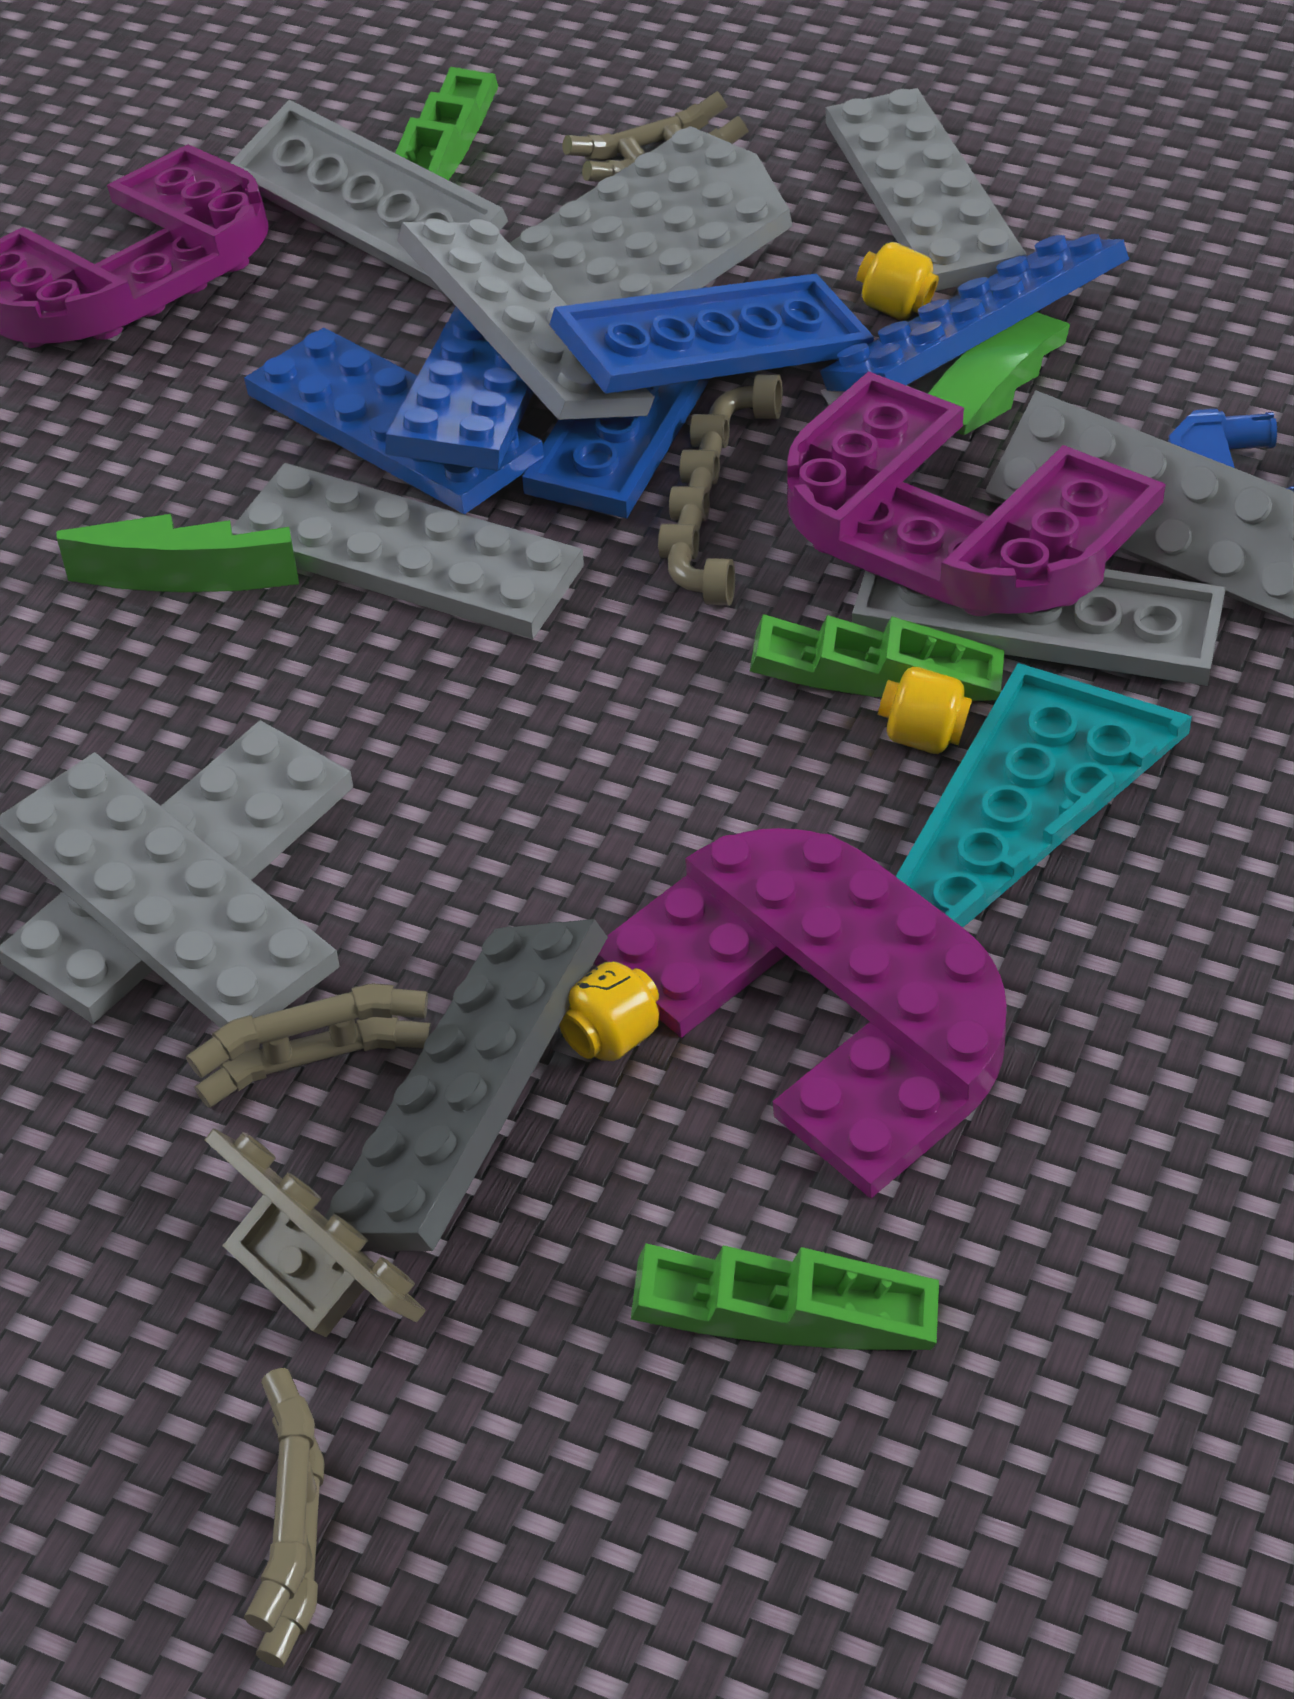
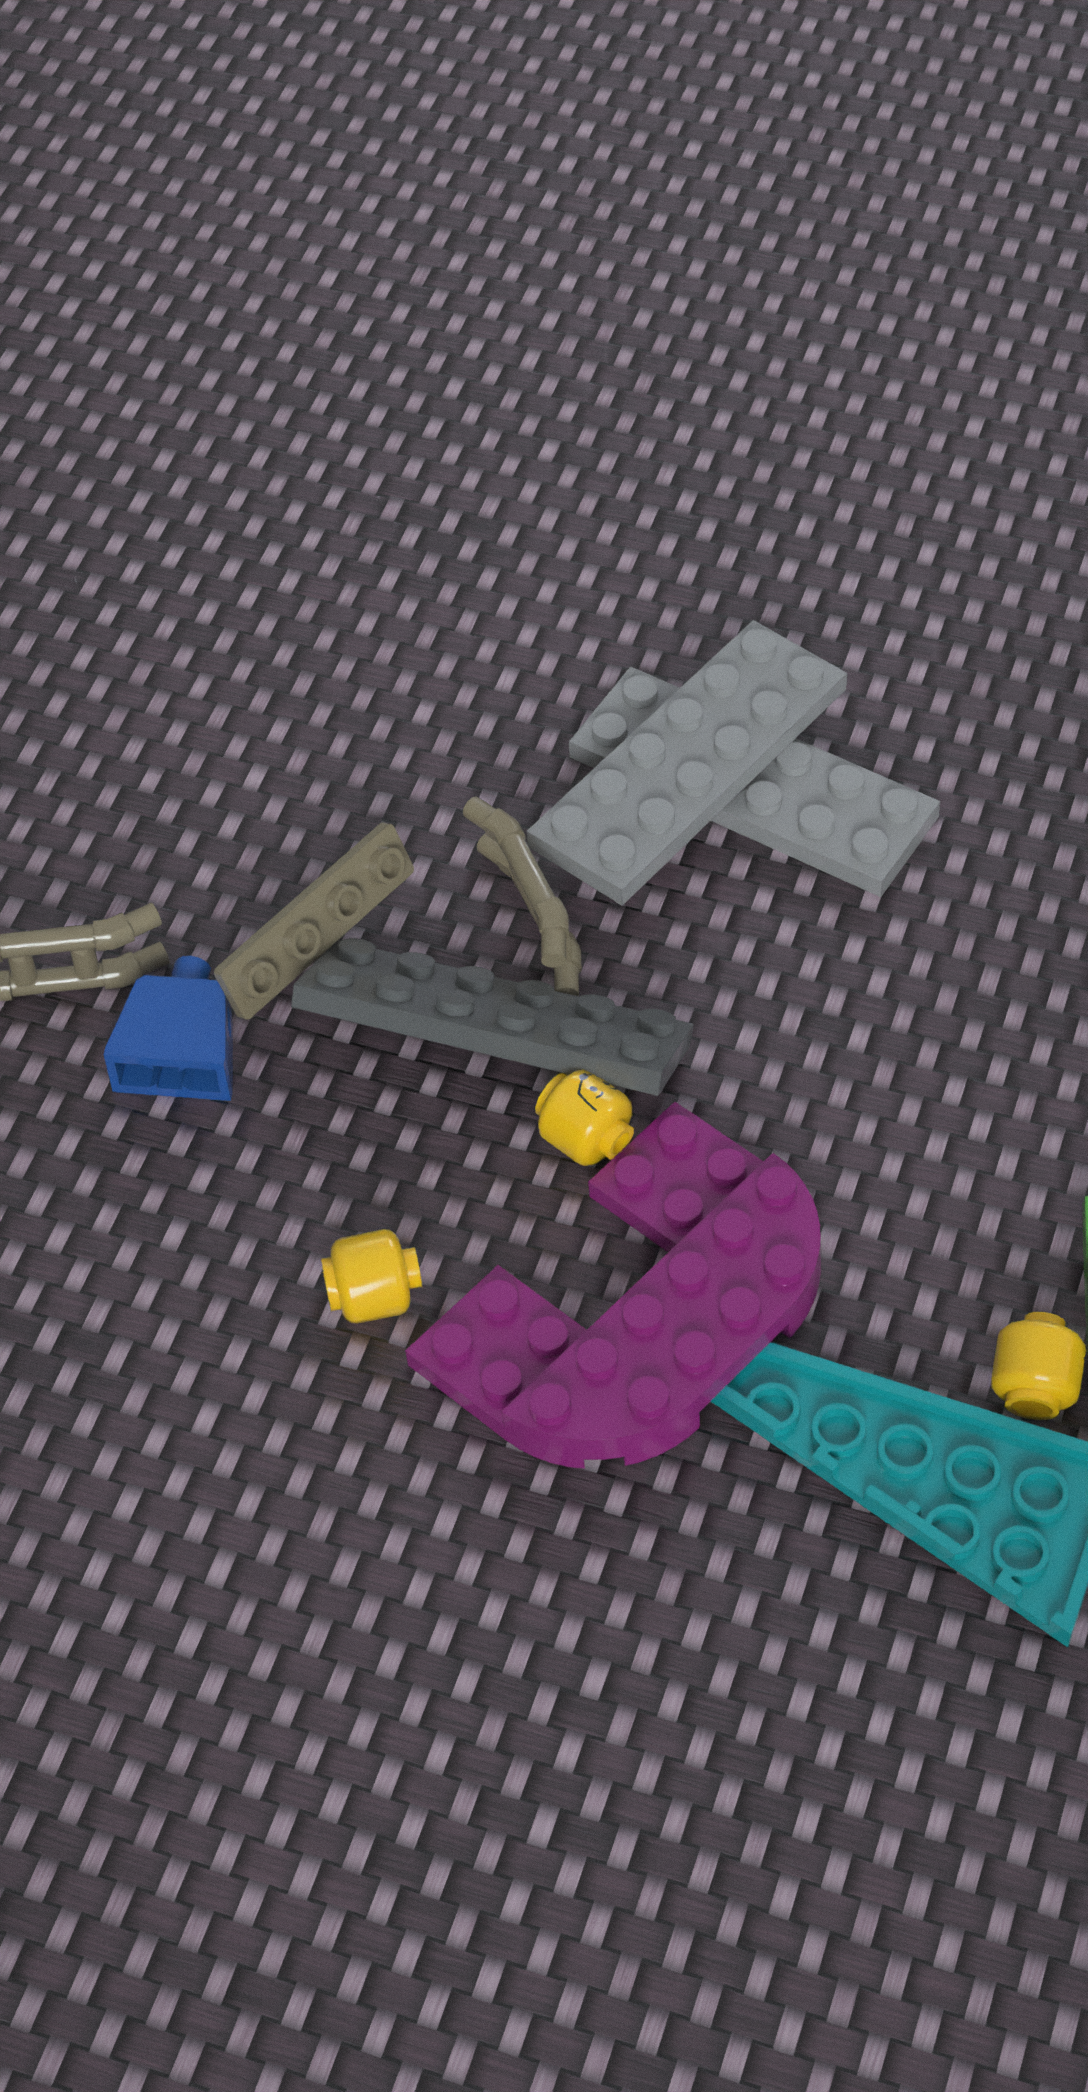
camera: 85 degrees right, 5 degrees up
(425, 1387) = (174, 1036): none -> blue torso
(782, 1205) = (370, 1276): none -> yellow head
(784, 1302) = (275, 1293): bright green slope -> none

